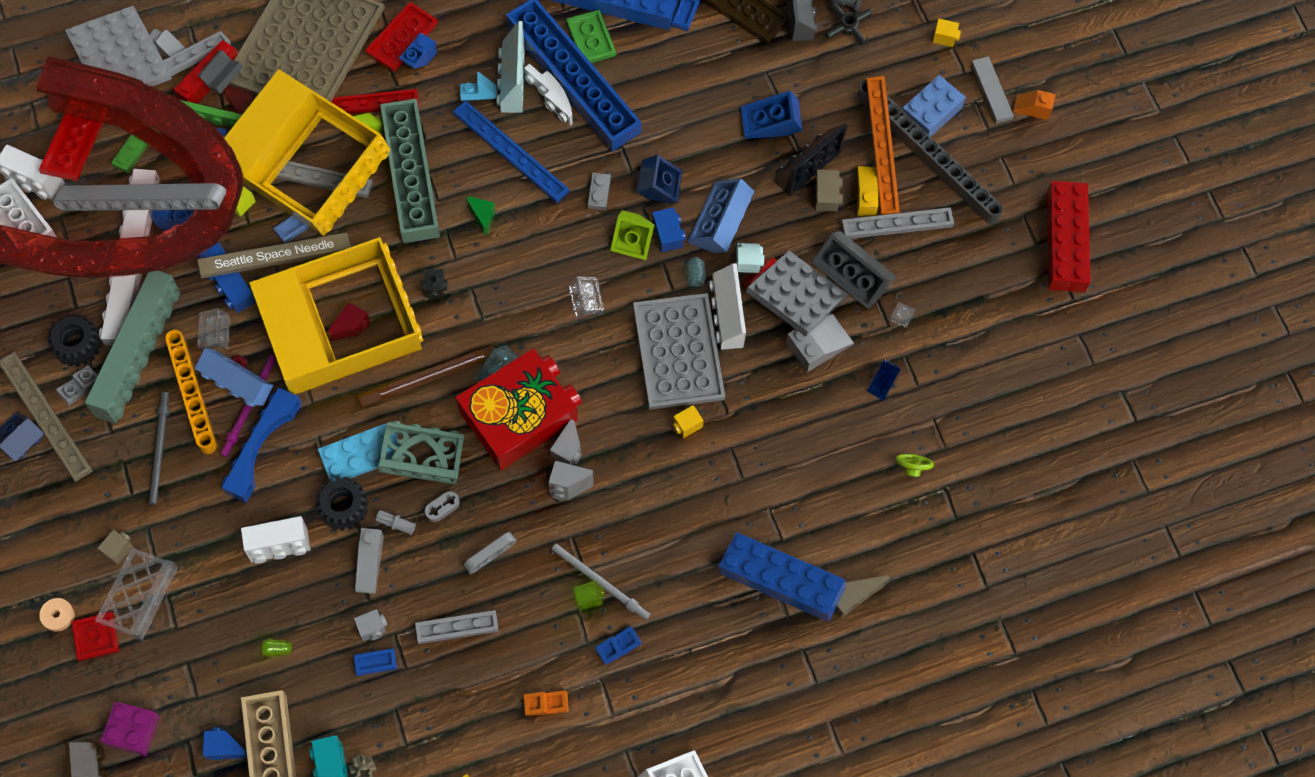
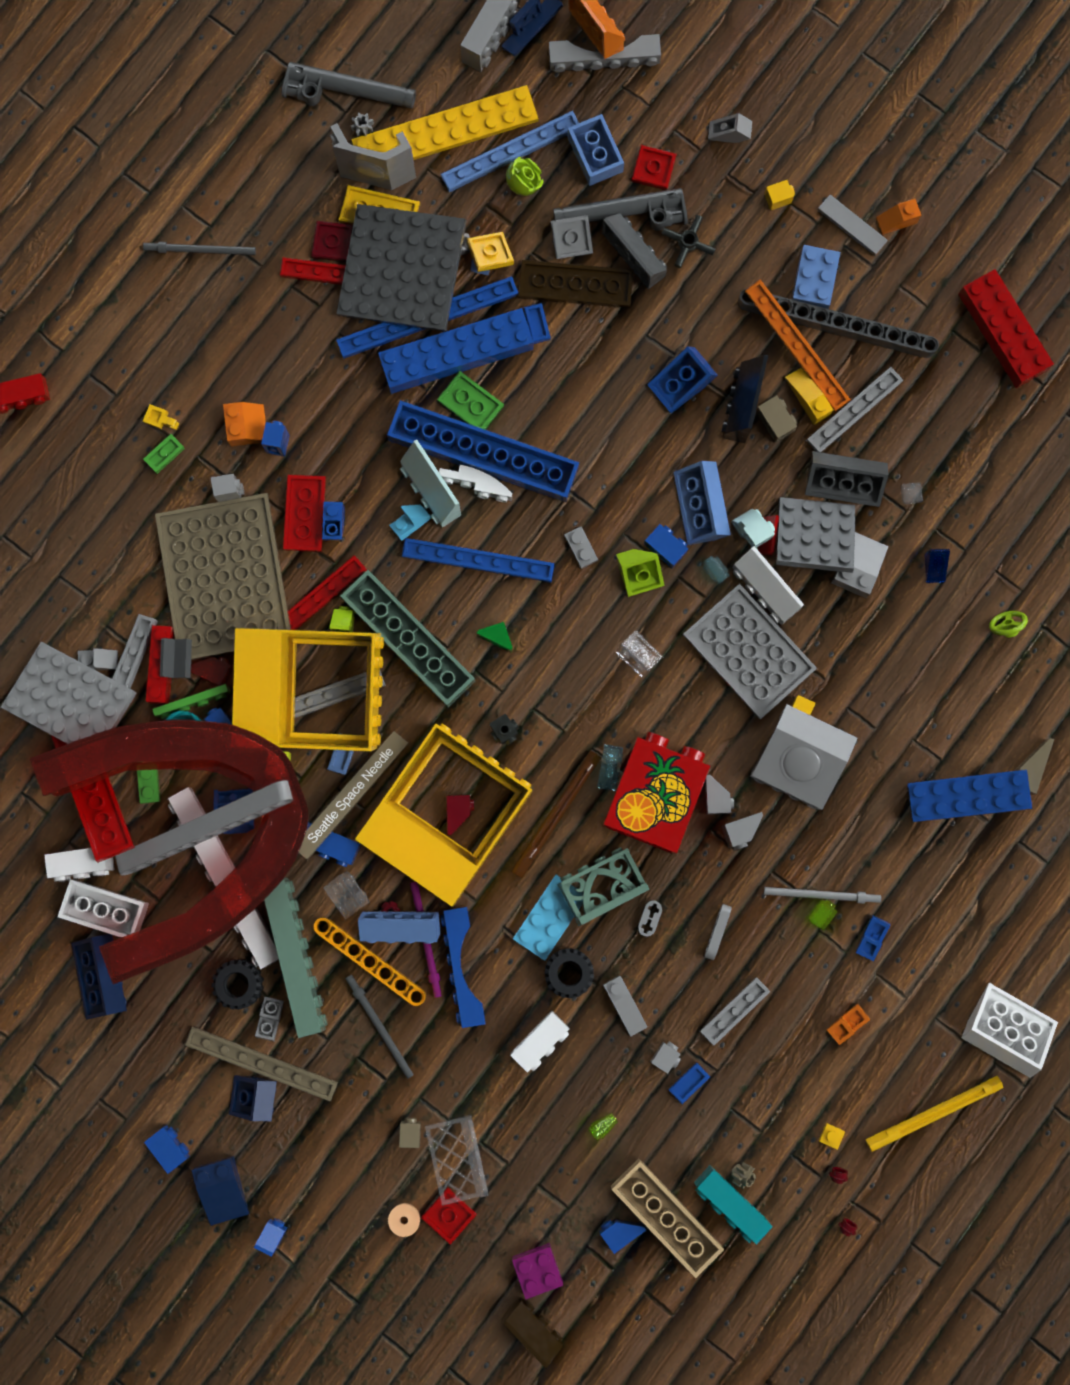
camera: 30 degrees left, 15 degrees up
(395, 522) = (621, 957): light grey axle -> none
(659, 180) = (627, 504): dark blue slope -> none
(660, 453) = (804, 758): none -> light grey panel

